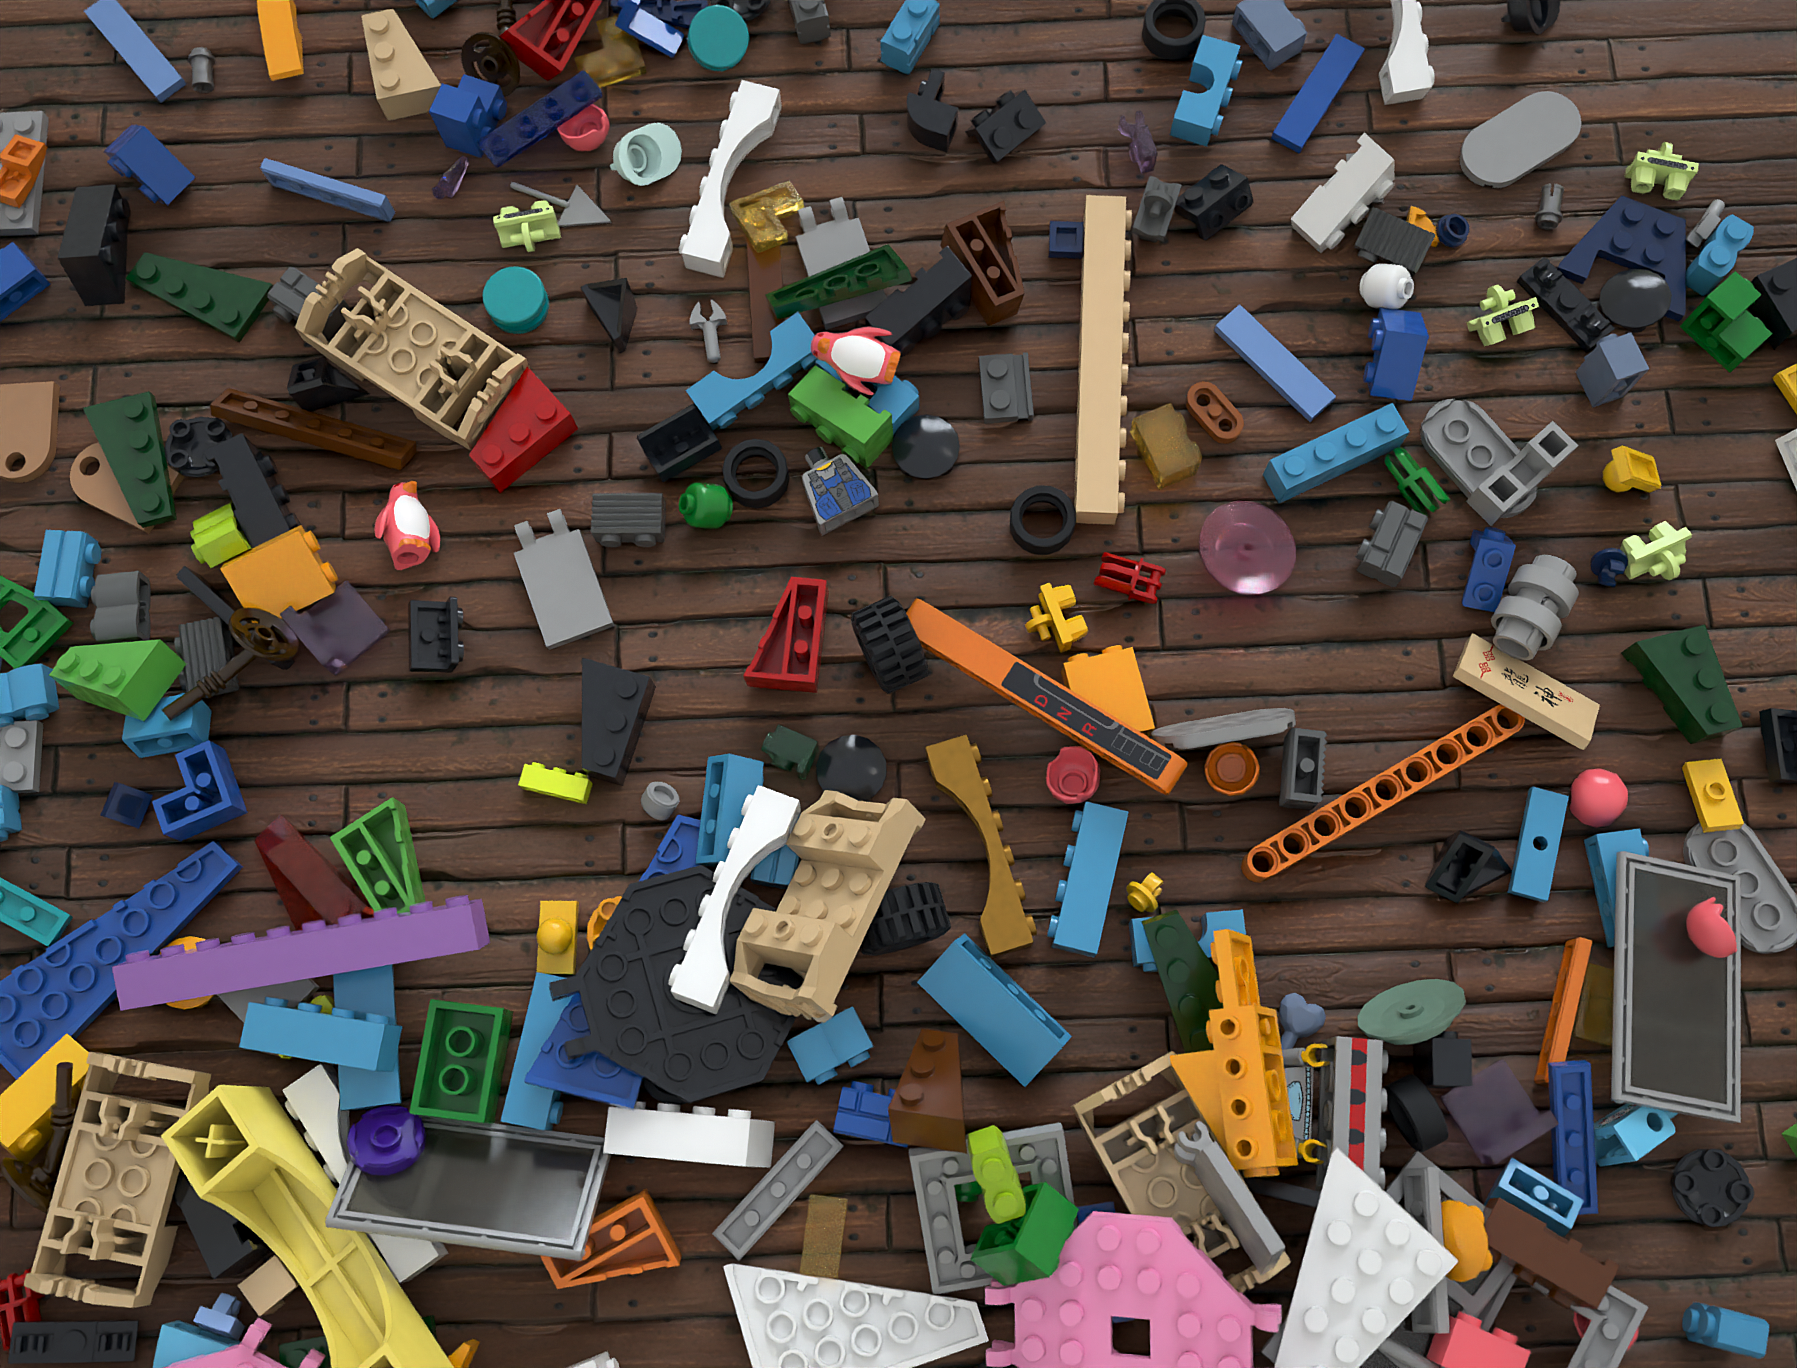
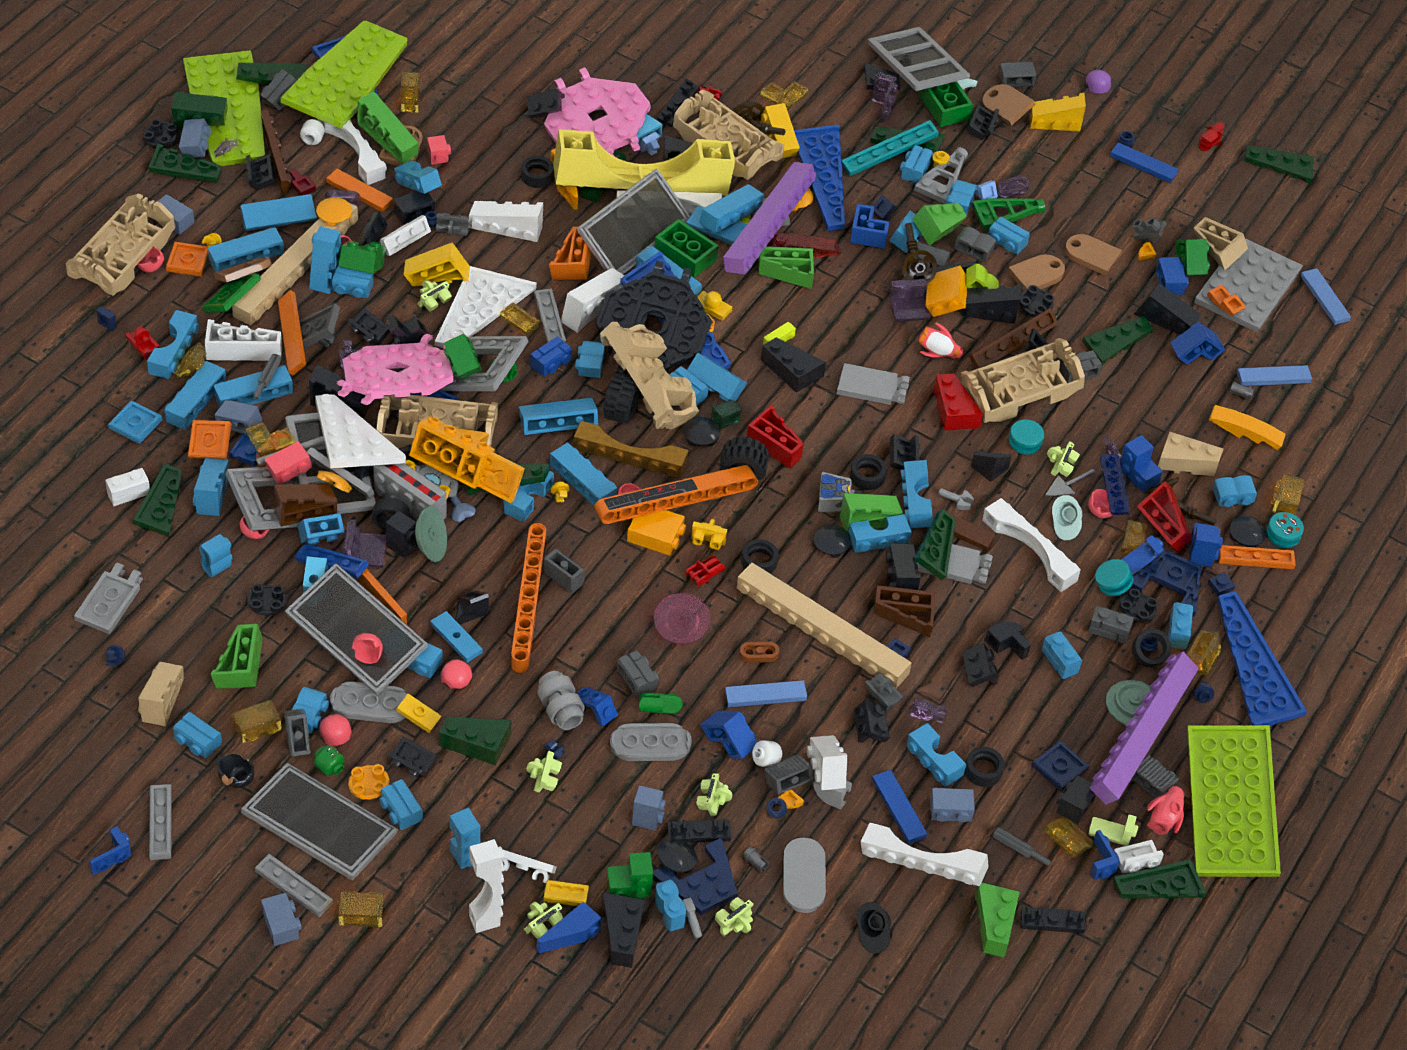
camera: 115 degrees right, 25 degrees down
(136, 453) = (1051, 279): dark green wing -> none
(268, 1286) = (649, 156): tan panel -> none
(327, 190) = (1137, 401): medium blue tile -> none
(386, 1140) = (672, 208): dark purple tile -> none
(434, 635) = (880, 330): black bracket -> none
(628, 518) = (882, 418): dark grey brick -> none
(659, 800) = (742, 362): light grey tile -> none
(706, 505) = (865, 442): green head -> none
(761, 211) = (1002, 540): clear yellow plate -> none
(765, 828) = (657, 320): white arch -> none
(858, 356) = (889, 517): animal -> none
(930, 1096) = (544, 364): reddish brown wedge -> none
(996, 1174) = (495, 353): lime brick -> none
(1005, 388) = (837, 586): dark grey plate -> none
(1166, 446) = (757, 621): clear yellow brick -> none
(1225, 728) = (606, 552): light grey tile -> none
(1231, 1197) = (413, 410): light grey tile -> none
(1232, 768) = (585, 550): orange hair -> none
(1335, 453) = (699, 680): dark azure brick -> none
(1522, 473) = (626, 732): light grey arch -> none
(1527, 691) = (522, 672): tan tile -> none
(1631, 470) = (591, 786): yellow tile -> none

